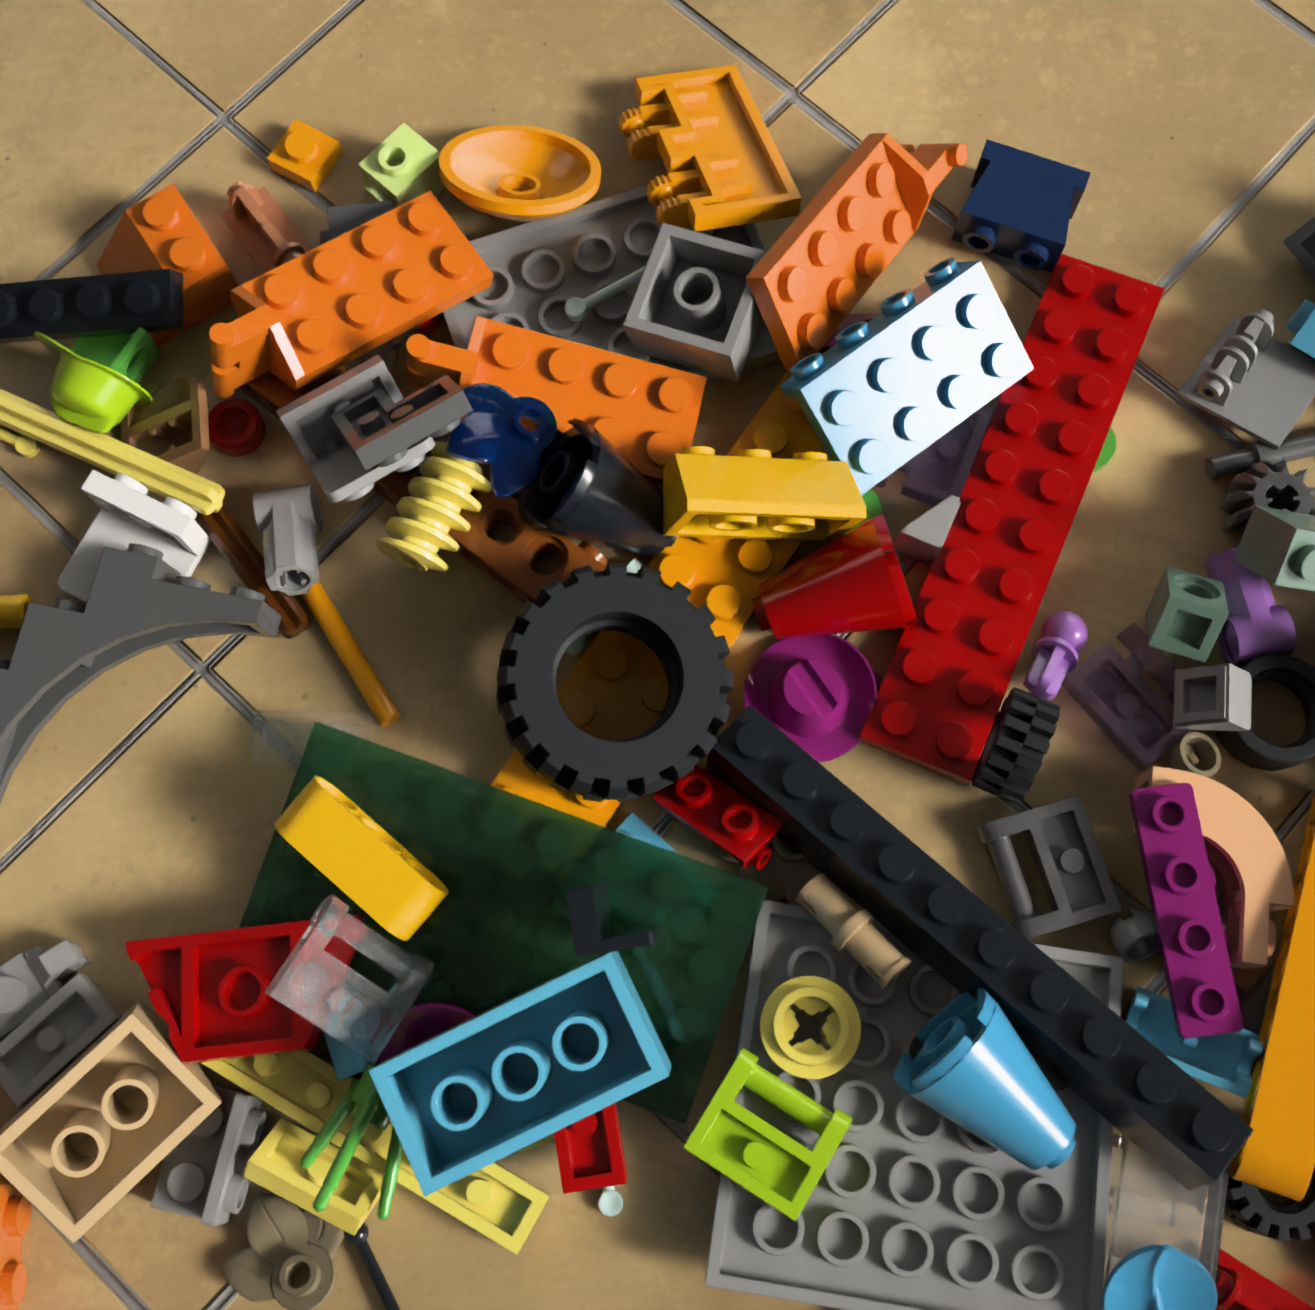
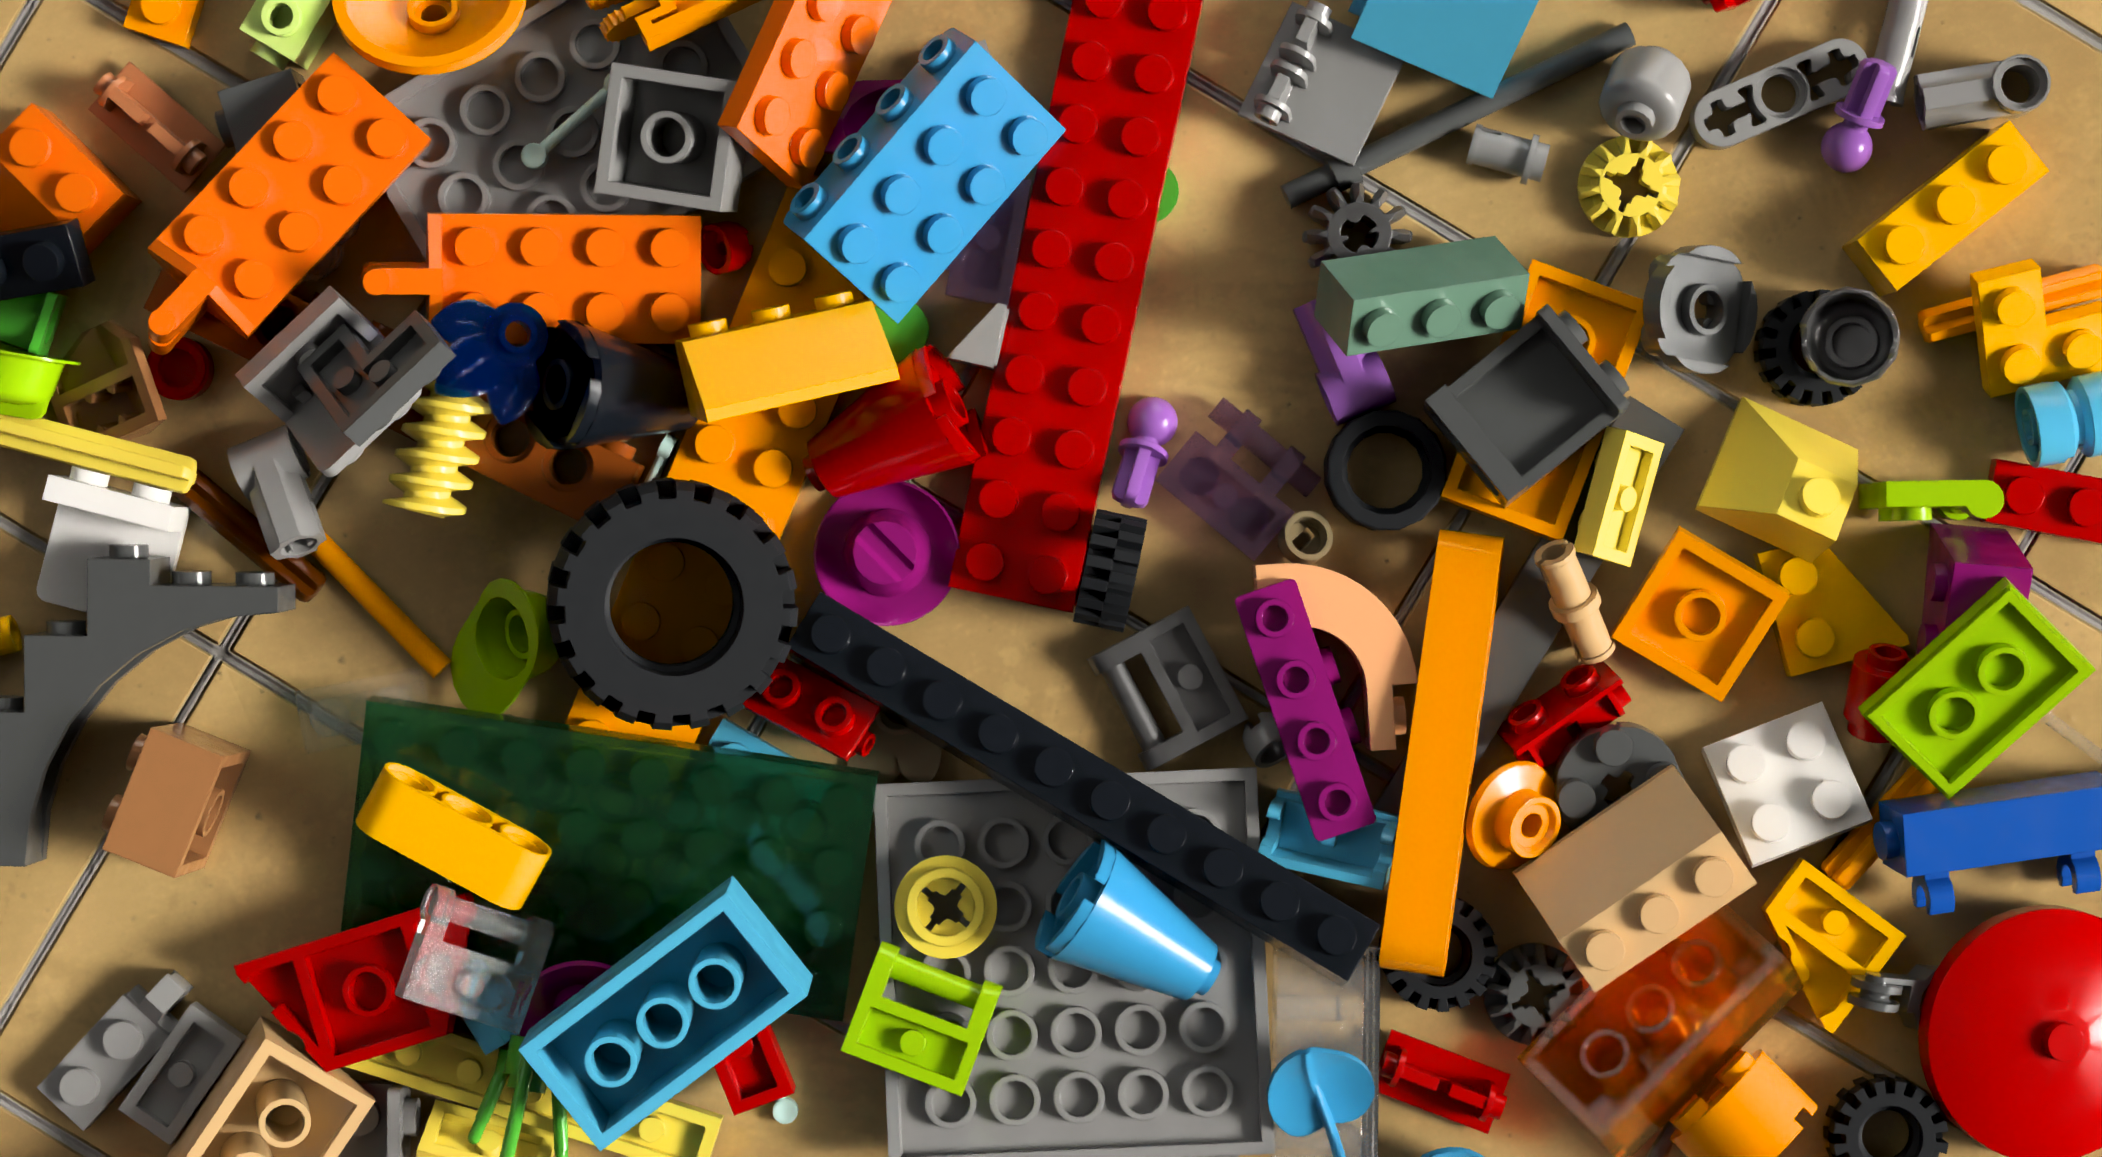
camera: 10 degrees left, 15 degrees up
(116, 776) = (174, 798): none -> medium nougat brick
(450, 703) = (501, 647): none -> lime piece
(594, 925) = (709, 866): black panel -> none
(722, 407) = (737, 247): none -> red hinge
(853, 931) = (972, 801): tan pin -> none
(1186, 614) = (1273, 384): sand green brick -> none
(1212, 698) = (1311, 477): light grey slope -> none

